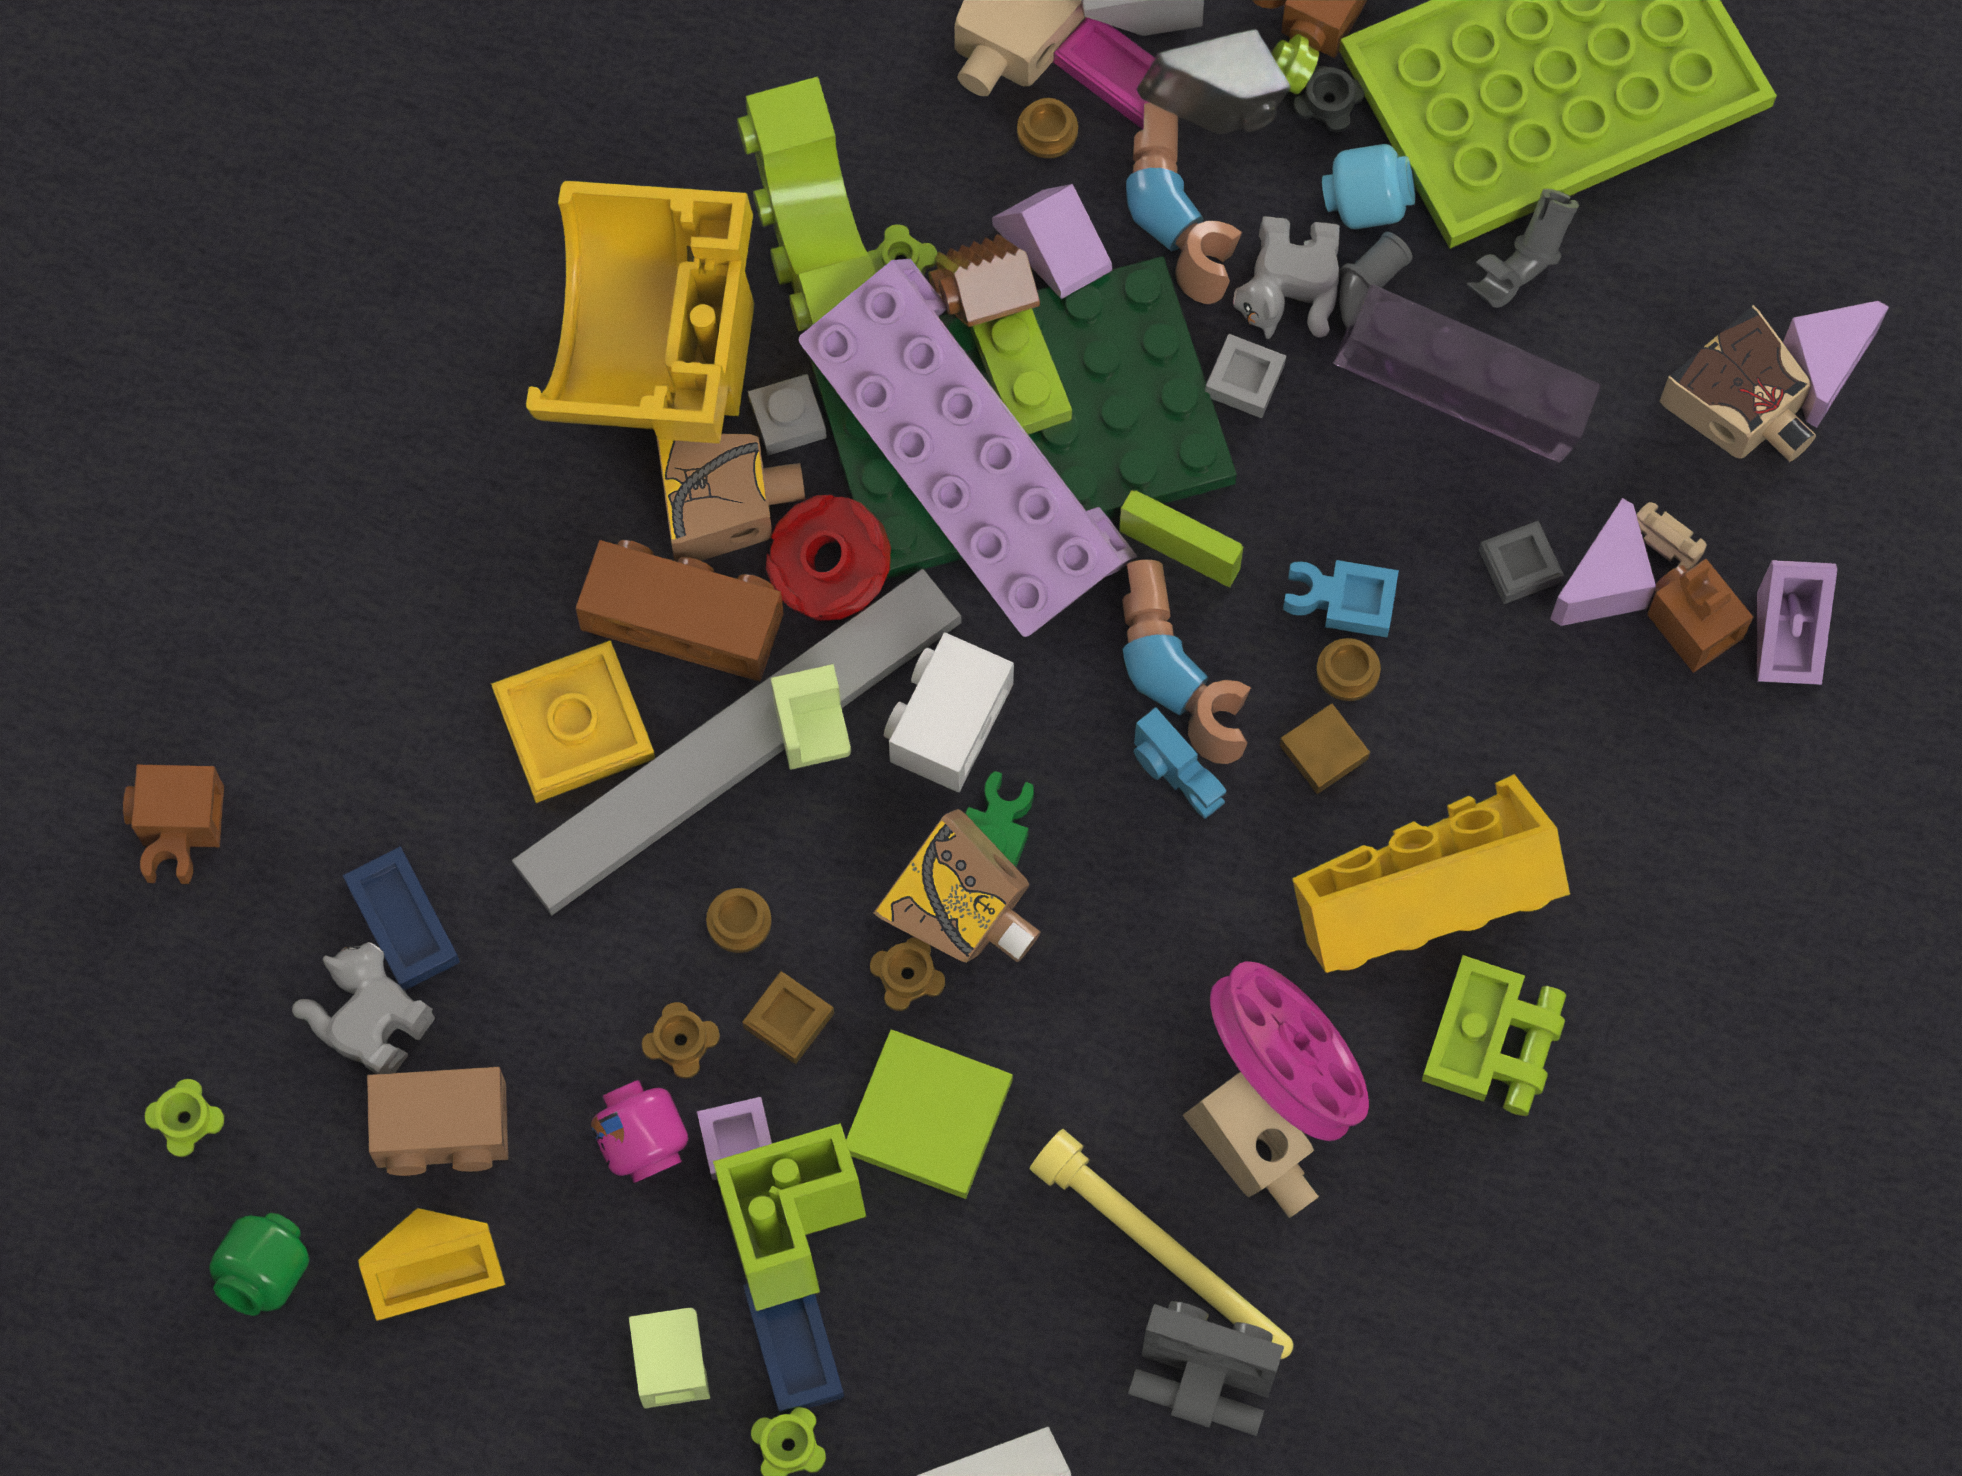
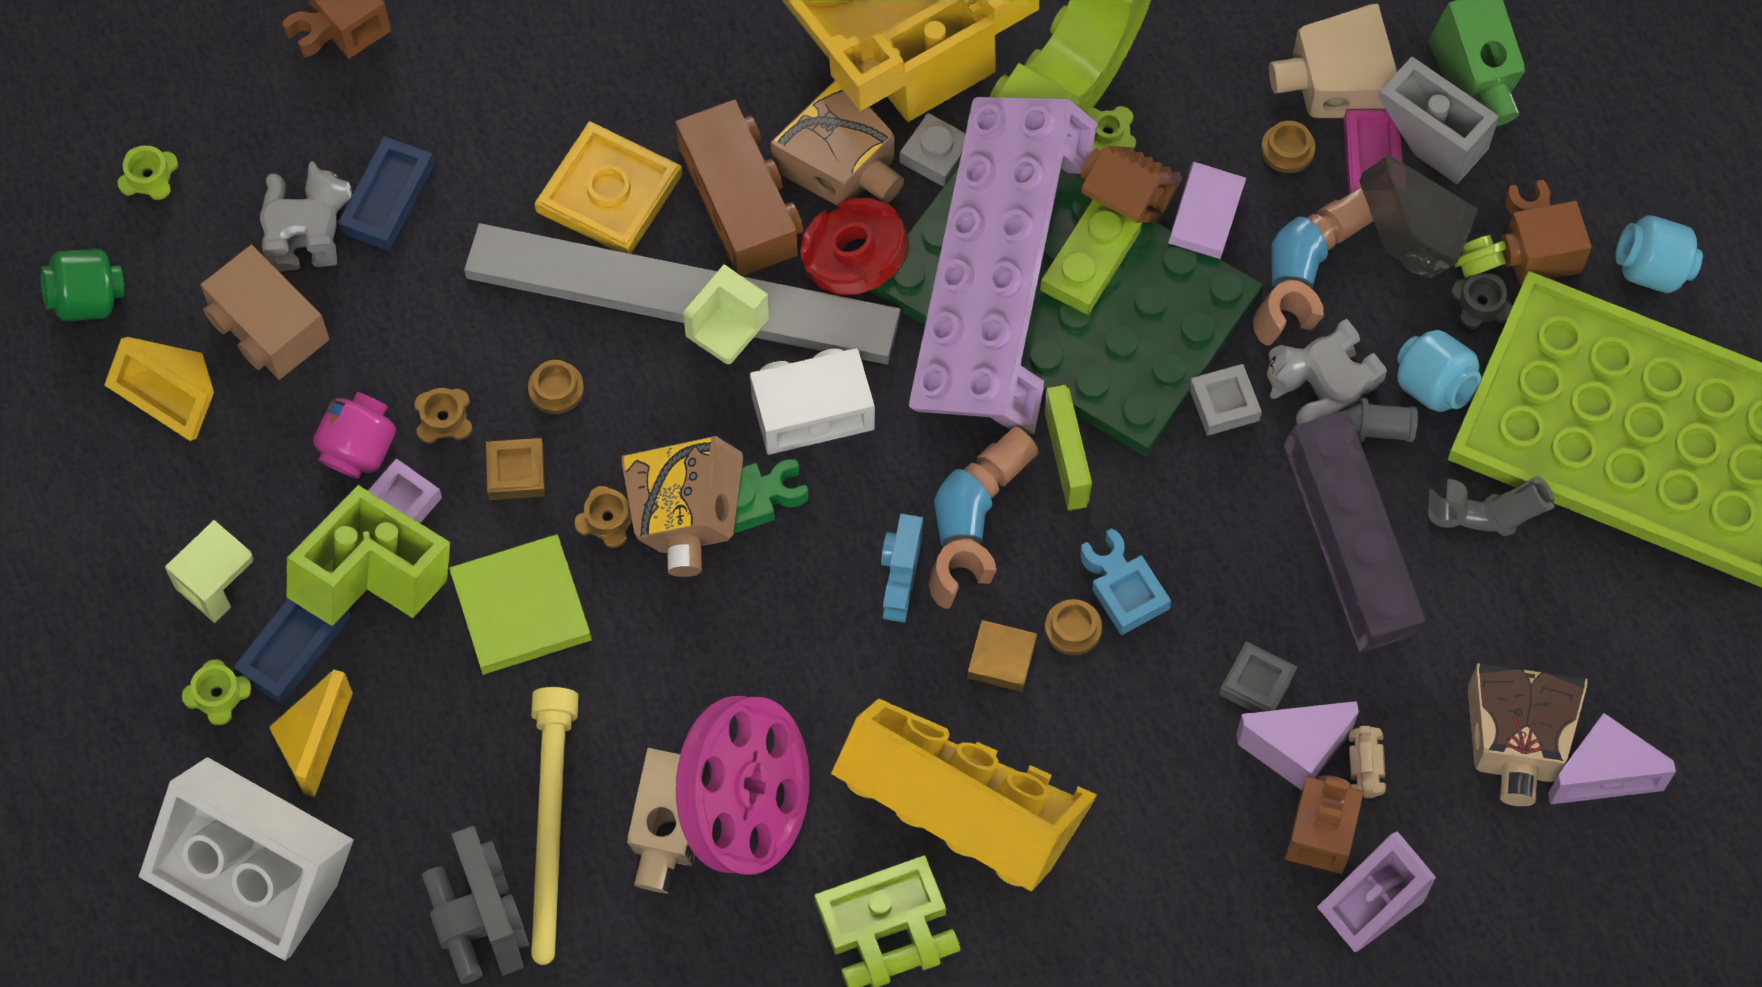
camera: 50 degrees right, 5 degrees down
(899, 1393) = (310, 729): none -> yellow slope

